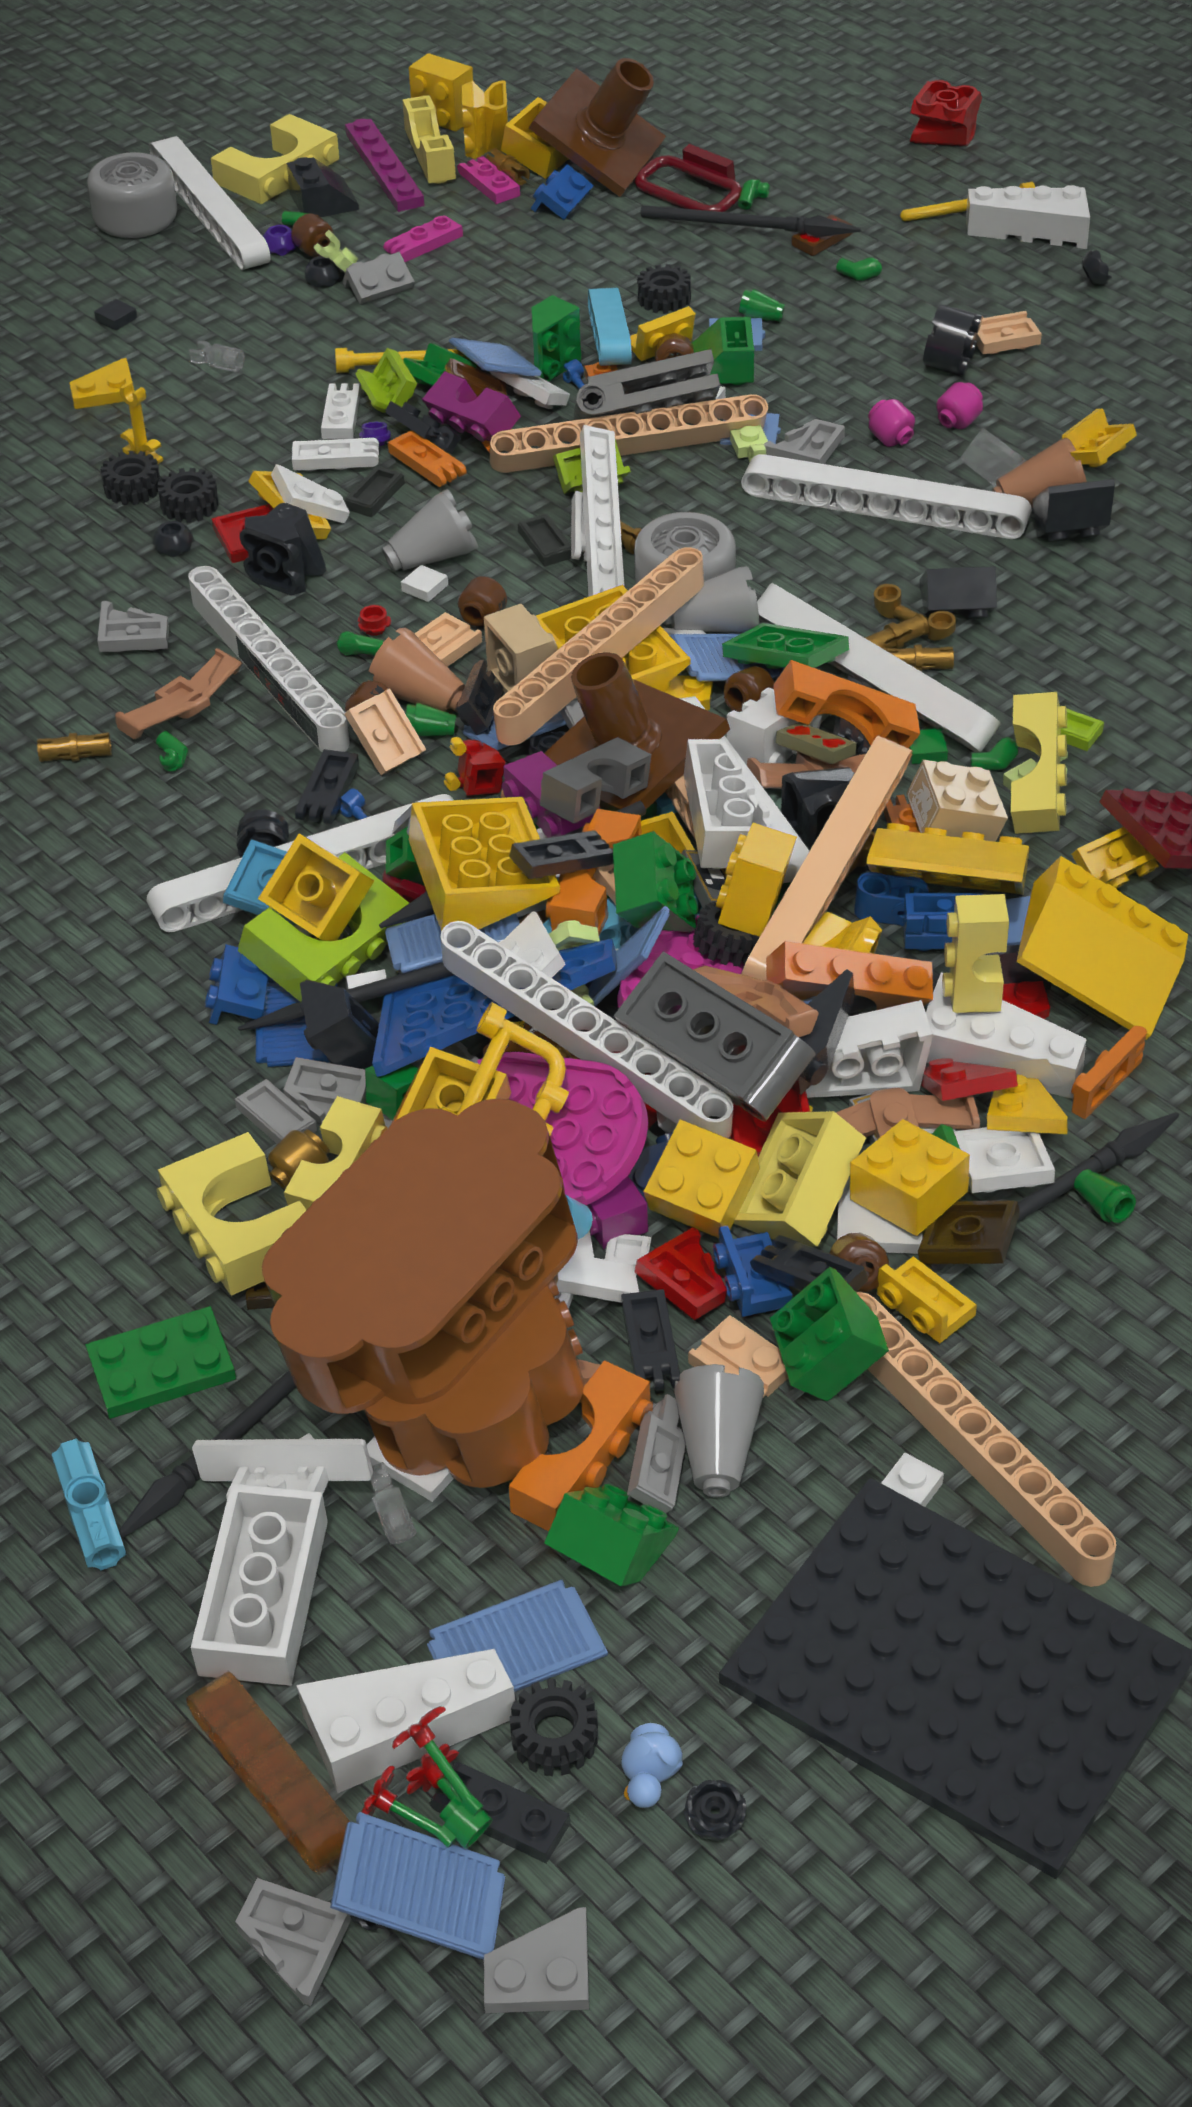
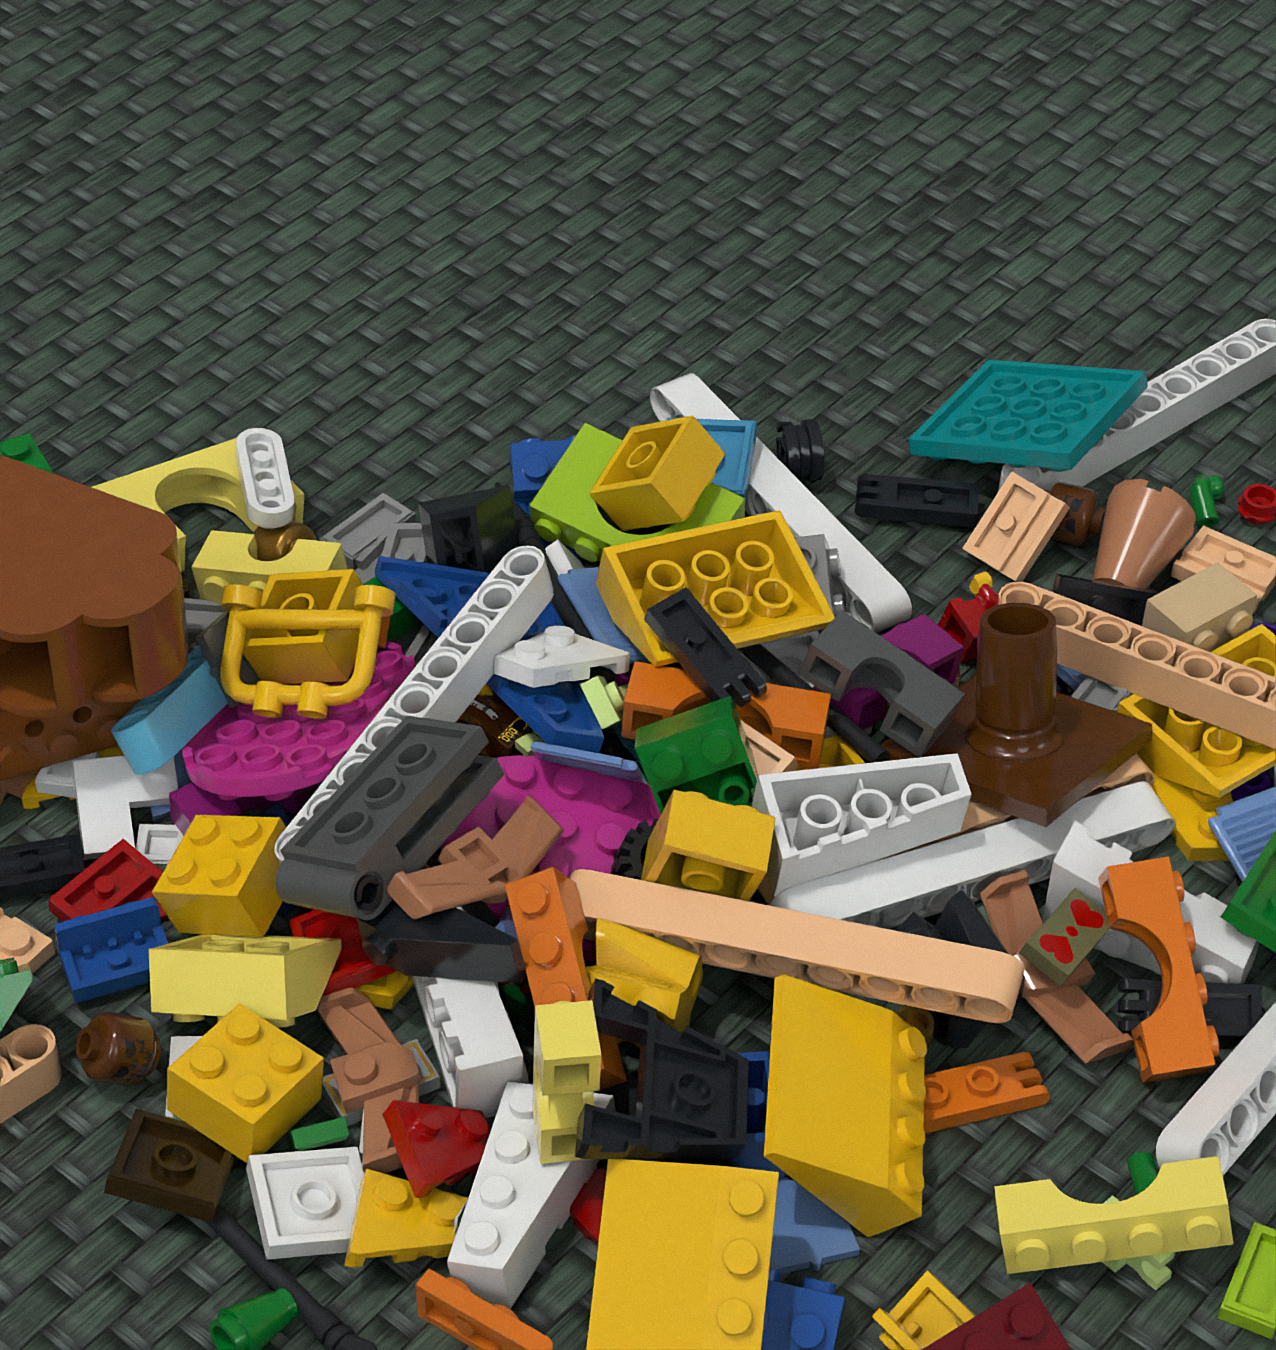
camera: 80 degrees right, 0 degrees up
(74, 747) = (944, 291): pearl gold pin -> none
(131, 630) = (1168, 300): light grey wing -> none
(175, 752) = (954, 373): green arm -> none
(180, 696) = (1027, 348): nougat plate -> none
(239, 1143) = (264, 478): none -> white plate
(268, 703) = (1028, 414): none -> teal plate
(352, 804) = (894, 526): blue hand -> none
(430, 721) = (1063, 558): green cone -> none
(745, 686) = (1213, 874): reddish brown head -> none
(801, 1264) = (84, 989): black hinge -> none
(924, 1299) = (66, 1123): yellow bracket -> none
(929, 746) = (1158, 1101): green tile -> none
(929, 921) = (687, 1091): none -> black wing
(956, 800) = (997, 1122): tan brick -> none

